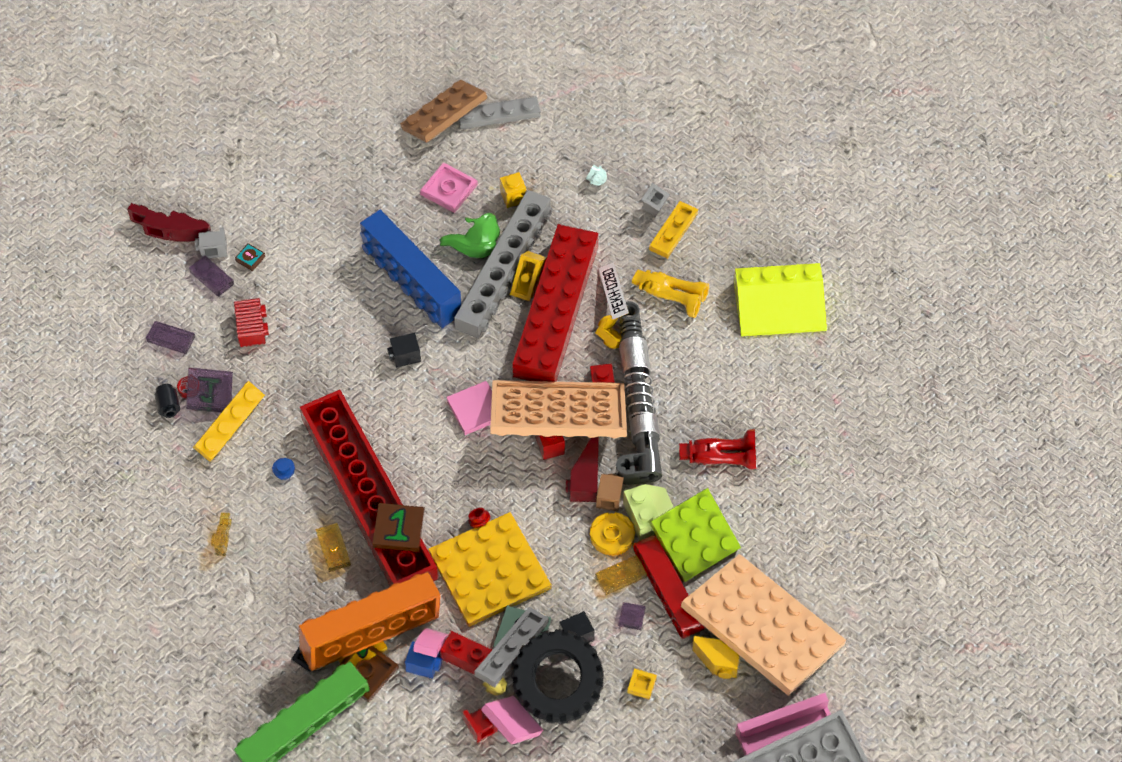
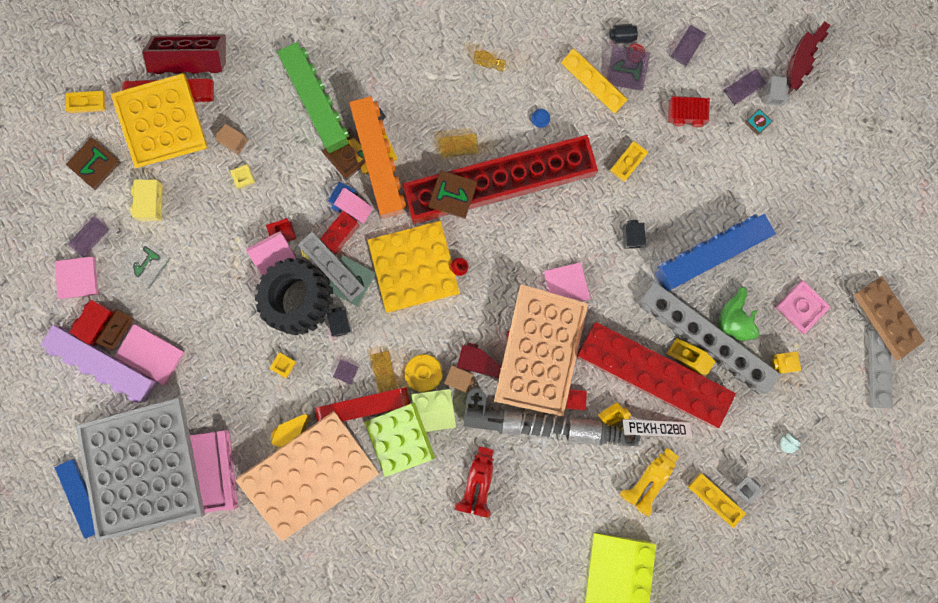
camera: 105 degrees right, 25 degrees up
(319, 370) = (628, 161): none -> yellow plate

